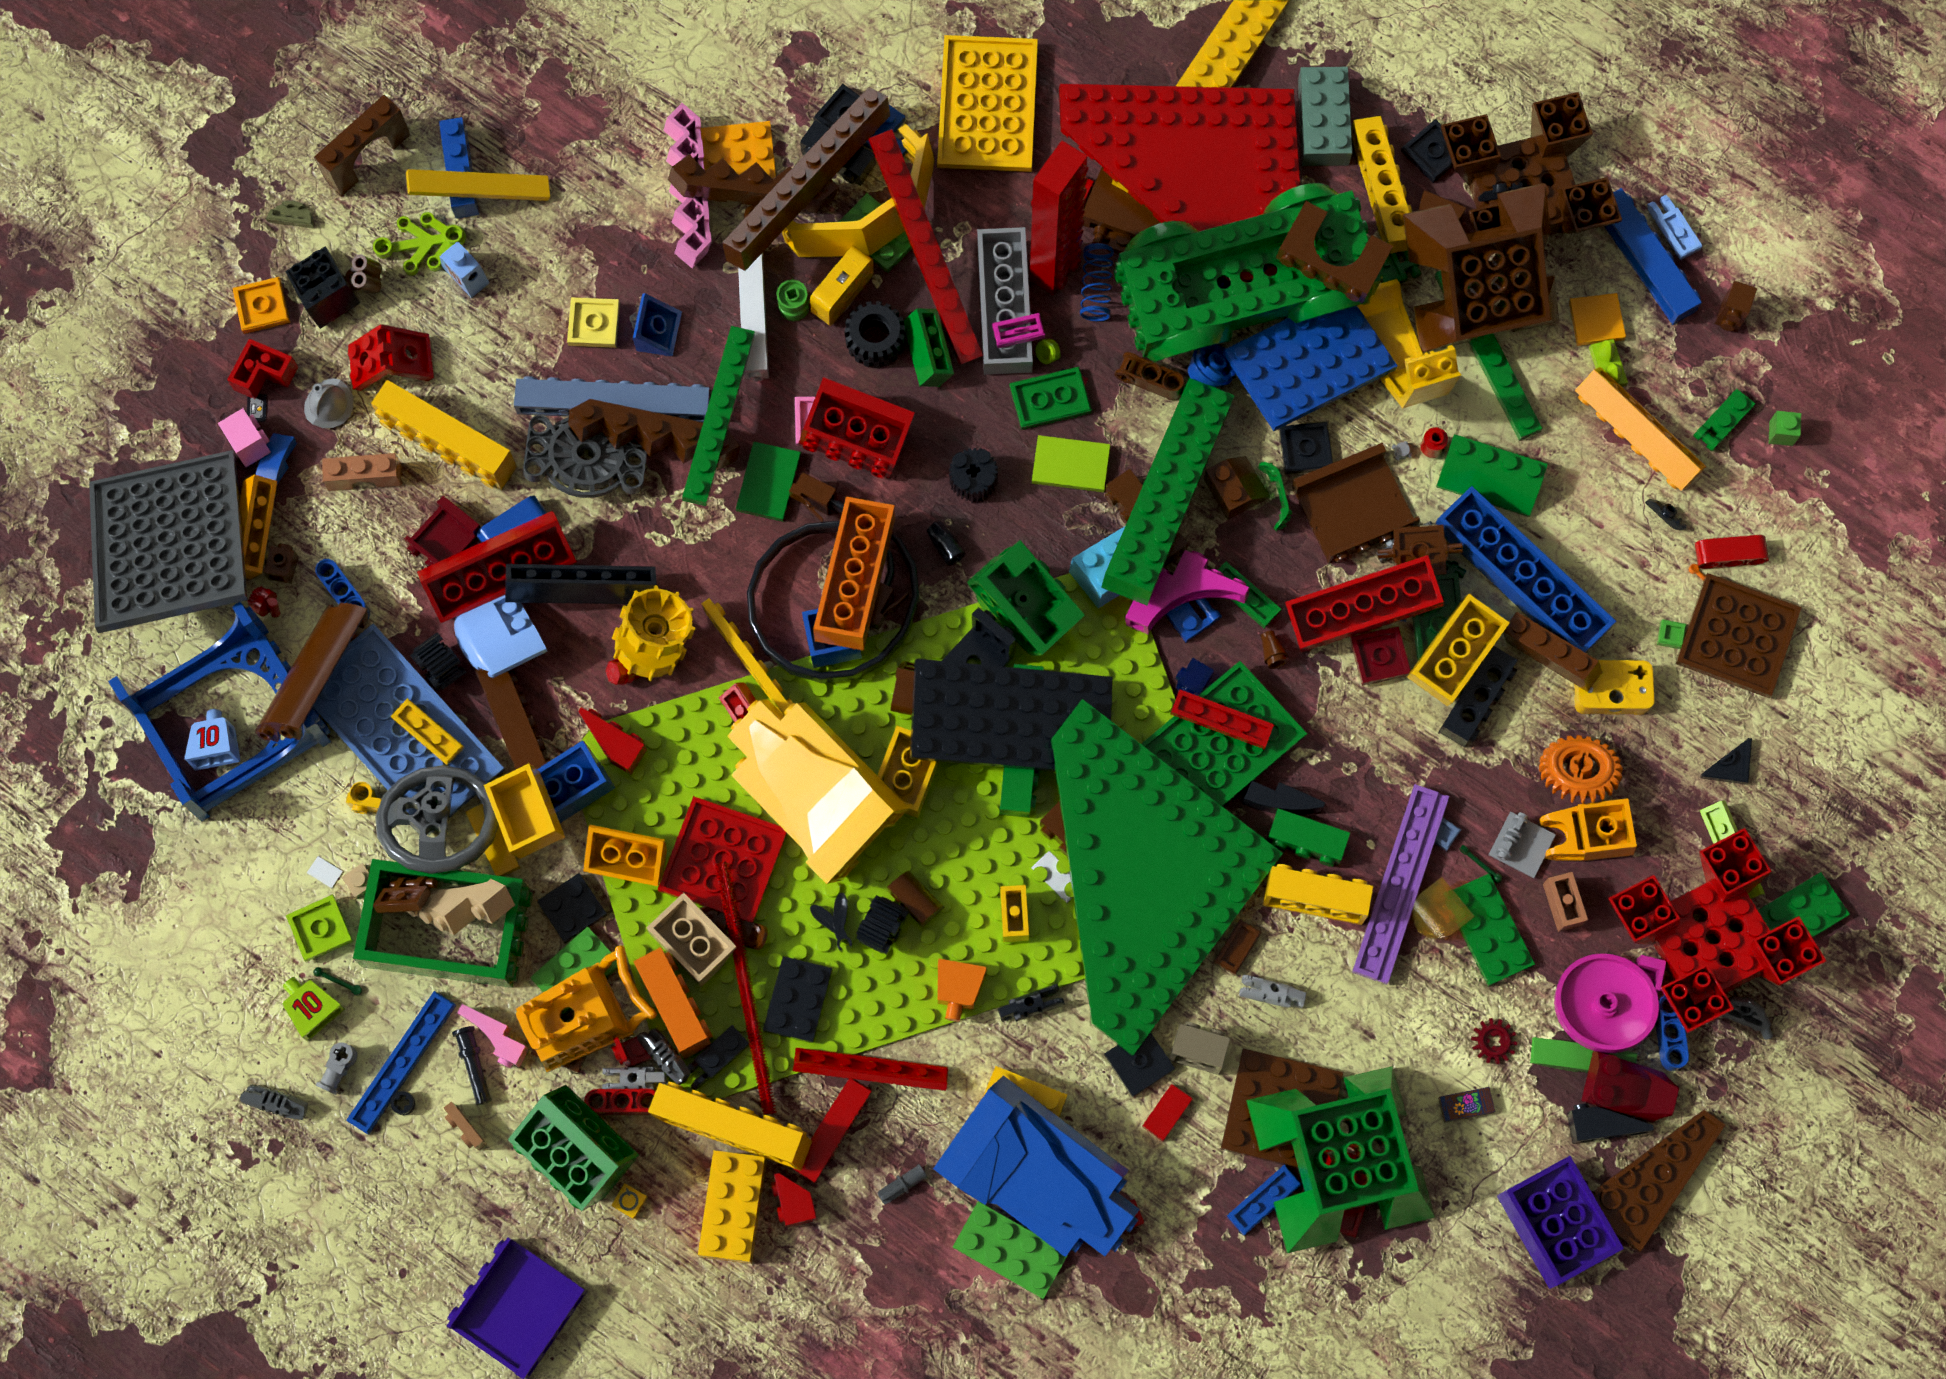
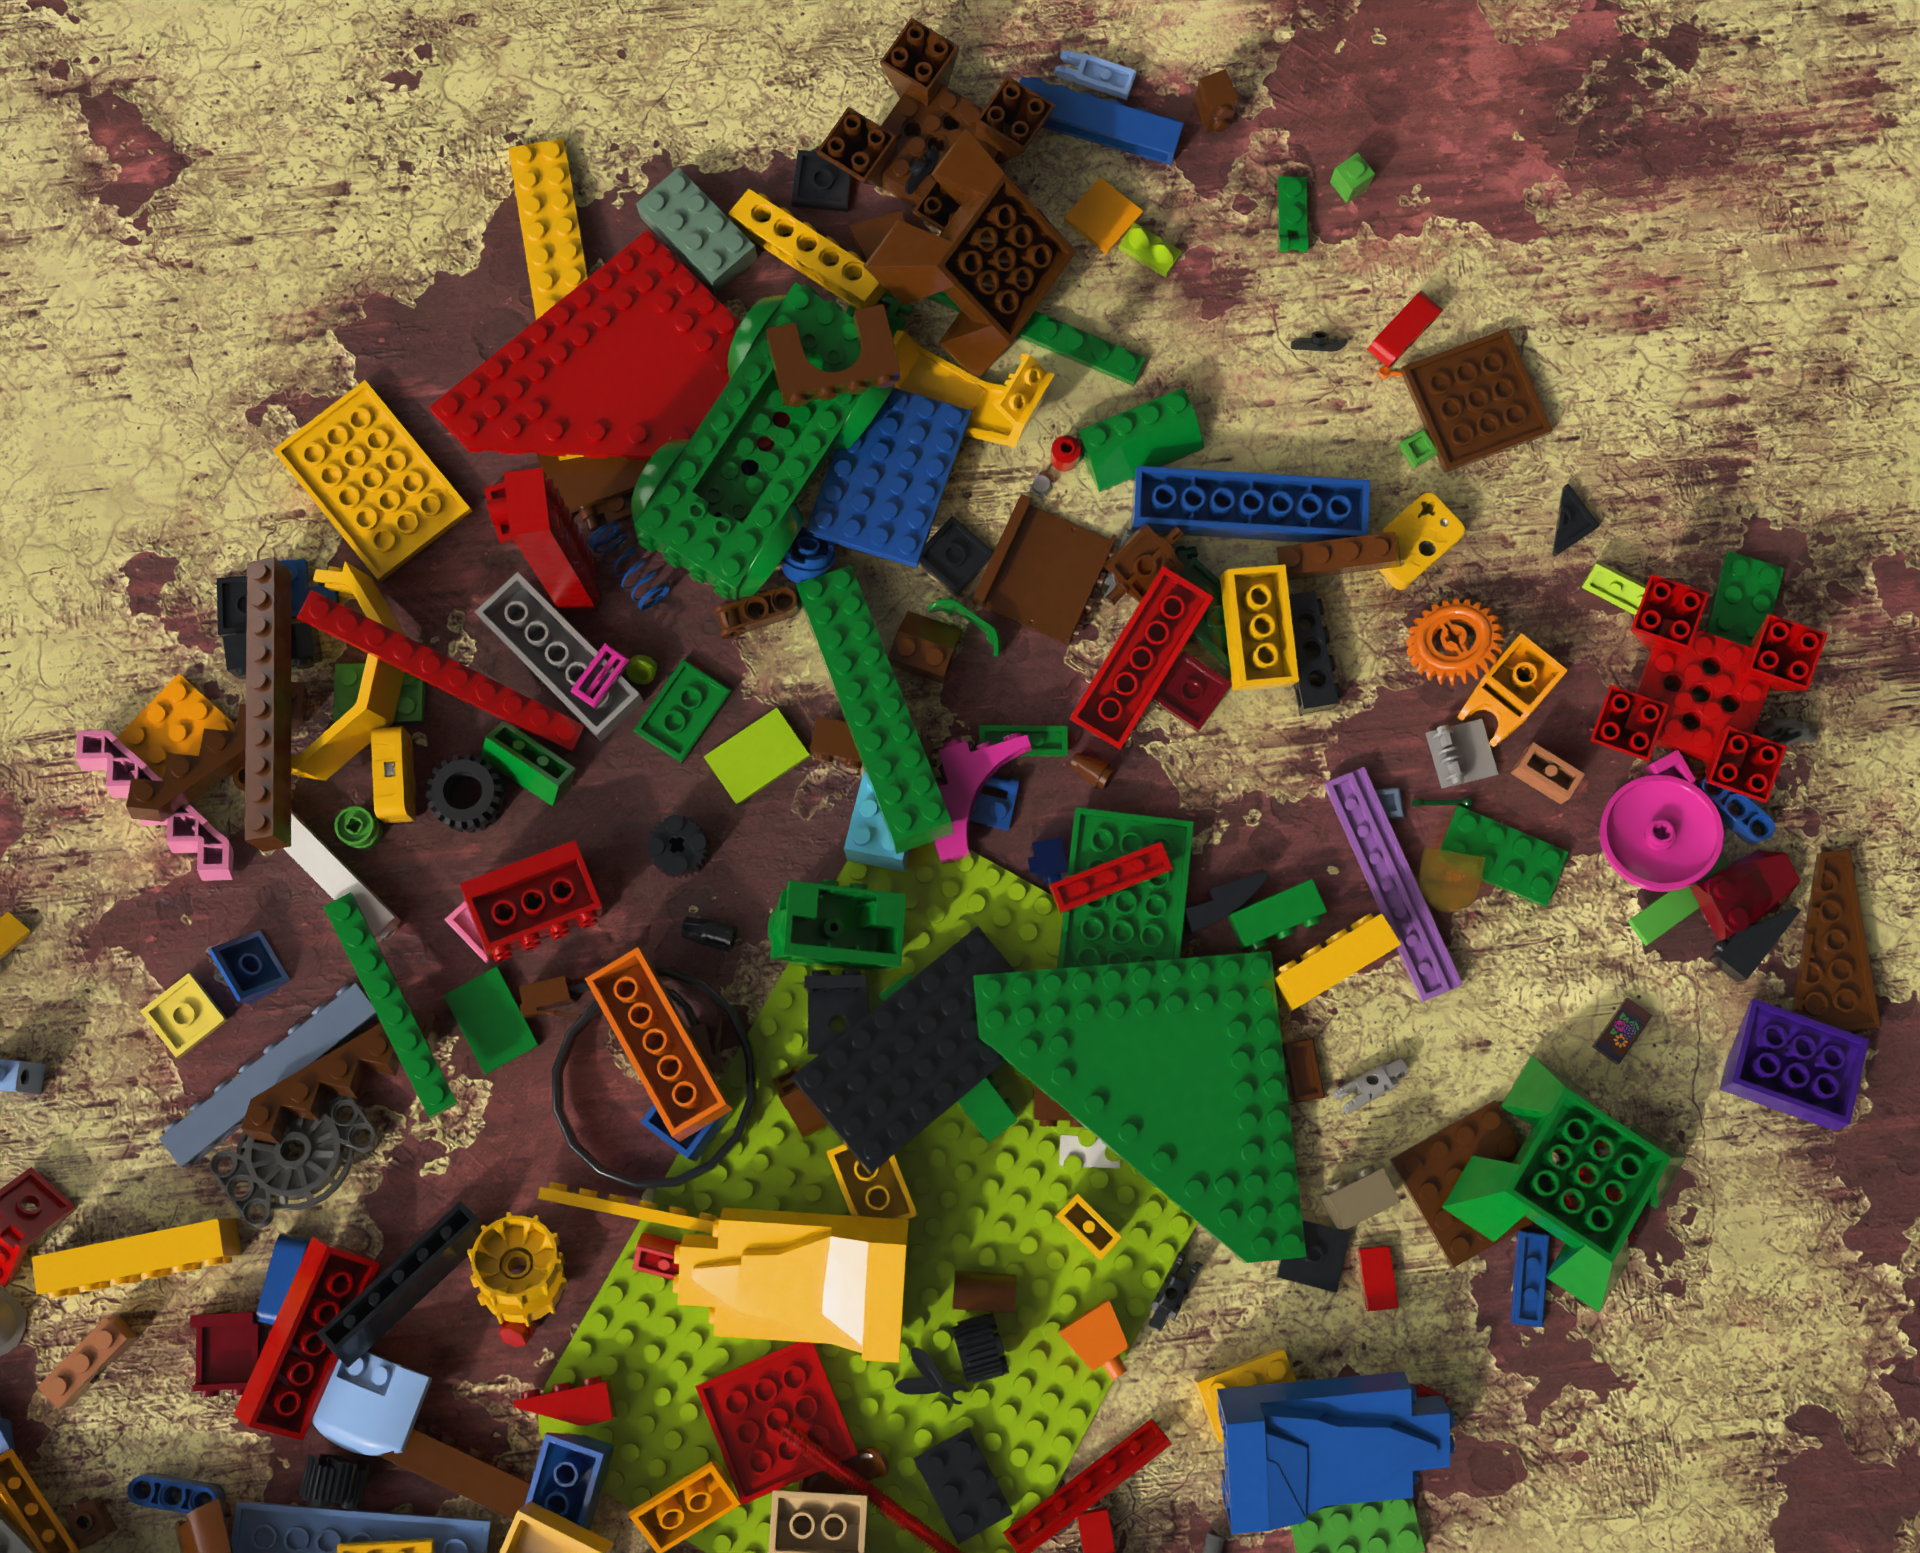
camera: 45 degrees left, 5 degrees up
(1504, 1041) = (1602, 943): dark red gear -> none
(1640, 428) = (1231, 285): light orange brick -> none

